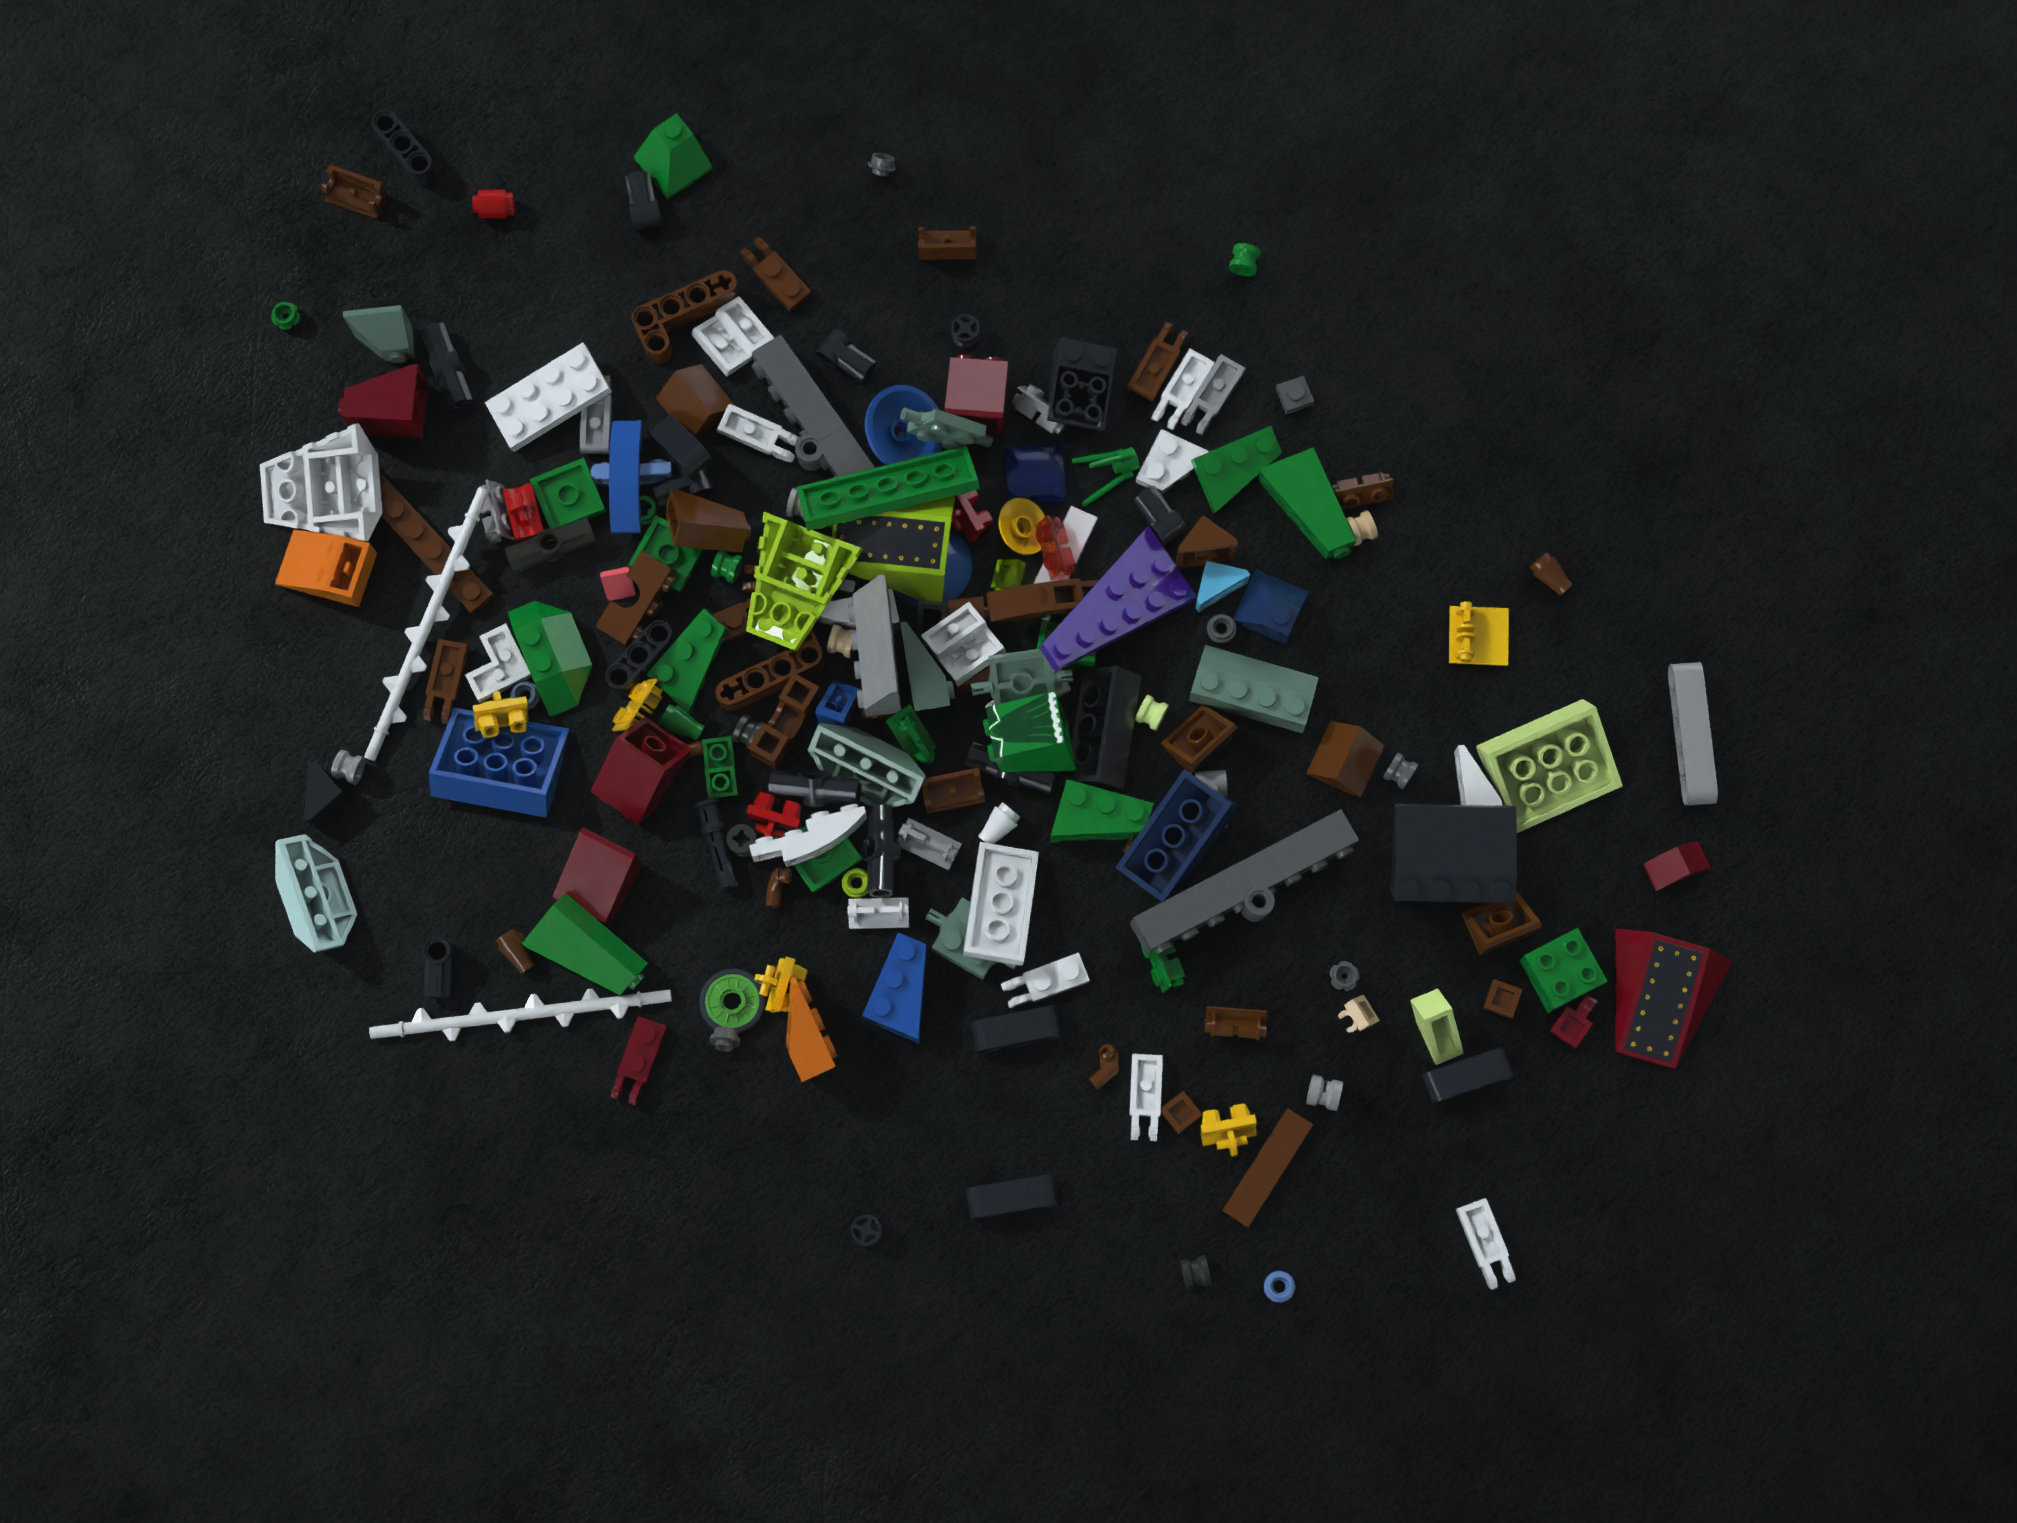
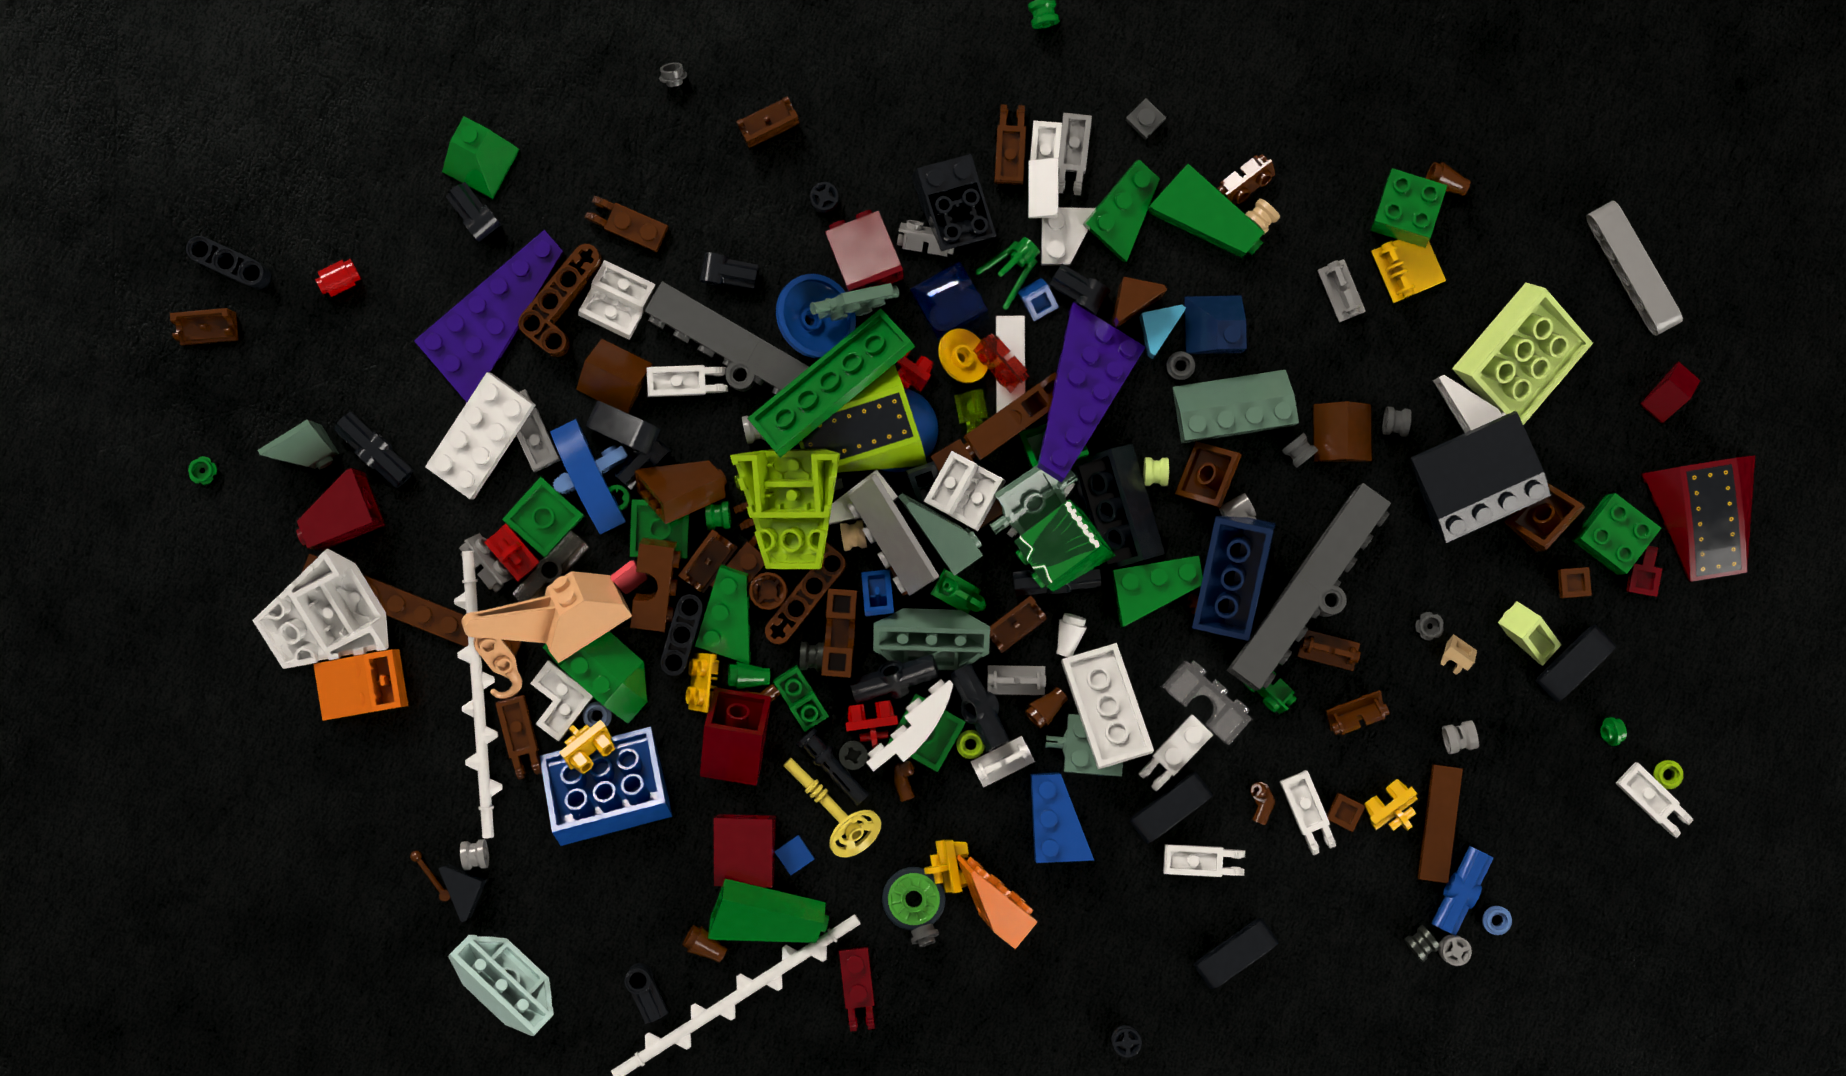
camera: 25 degrees left, 10 degrees up
(295, 745) = (416, 857): none -> reddish brown hinge
(539, 589) = (566, 619): none -> light nougat slope
(603, 302) = (481, 325): none -> dark purple wing
(641, 908) = (794, 855): none -> blue tile
(690, 601) = (705, 563): none -> reddish brown hinge
(705, 901) = (847, 824): none -> light yellow dish
(738, 652) = (768, 591): none -> reddish brown wheel
(943, 881) = (1045, 708): none -> reddish brown cone
(1020, 1093) = (1200, 860): none -> white hinge
(1090, 921) = (1228, 716): none -> clear arch
(1117, 510) = (1038, 299): none -> blue slope
(1169, 410) = (1043, 188): none -> white slope
(1229, 1294) = (1458, 955): none -> light grey wheel
(1237, 953) = (1329, 650): none -> reddish brown hinge
(1258, 1240) = (1462, 890): none -> blue piece
(1296, 755) = (1299, 450): none -> dark grey wheel
(1405, 628) = (1341, 290): none -> light grey hinge
(1475, 1157) = (1613, 731): none -> green plate
(1501, 580) = (1409, 208): none -> green brick
(1518, 1218) = (1676, 770): none -> lime plate

